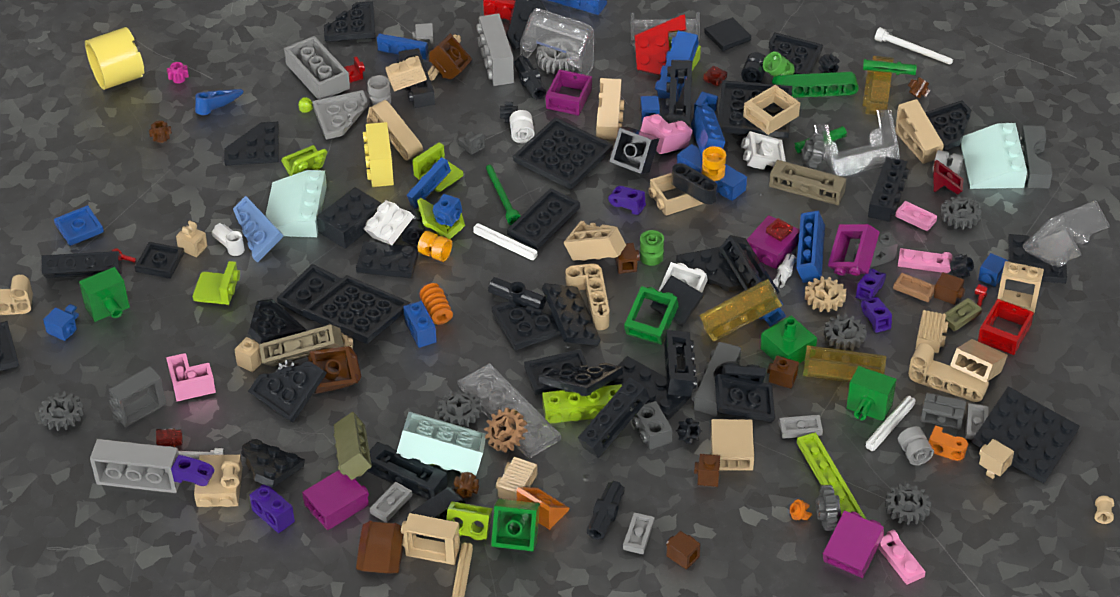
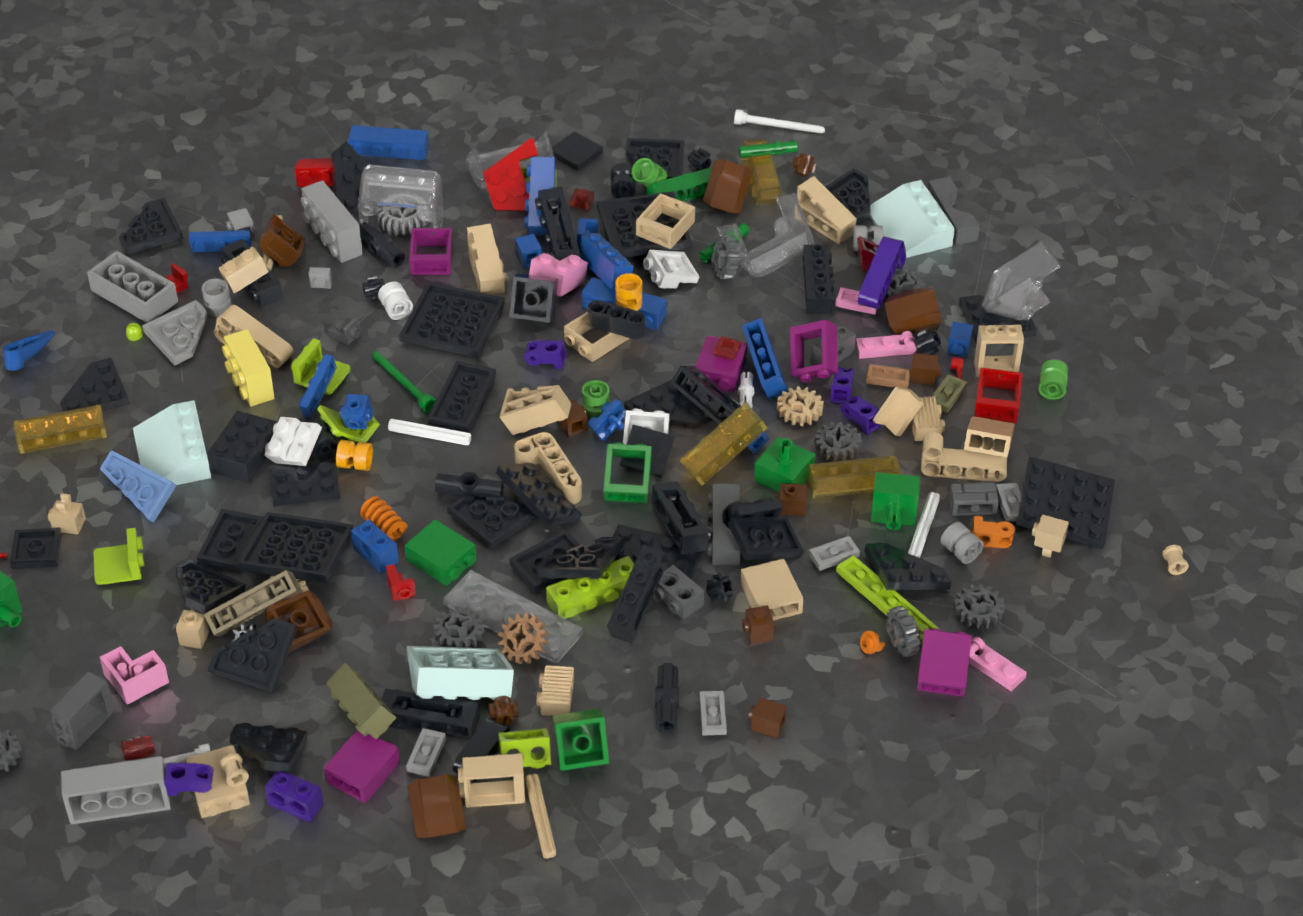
camera: 20 degrees left, 0 degrees up
(215, 169) = (60, 429): none -> clear yellow brick
(231, 239) = (113, 504): white piece -> none
(304, 160) = (162, 394): lime bracket -> none
(426, 362) = (399, 588): none -> red bracket
(469, 94) = (320, 277): none -> light grey plate
(471, 342) = (440, 552): none -> green brick
(550, 509) = (611, 711): orange slope -> none
(655, 267) = (609, 420): none -> blue hips
(807, 182) = (730, 290): dark tan brick -> none
(841, 92) = (727, 186): none -> reddish brown slope
(855, 457) = (905, 571): none -> black plate
(907, 317) = (898, 410): none -> tan panel
(953, 183) = (888, 257): none -> dark purple beam
(959, 236) = (913, 311): none -> reddish brown slope
(1061, 324) = (1053, 379): none -> bright green wheel

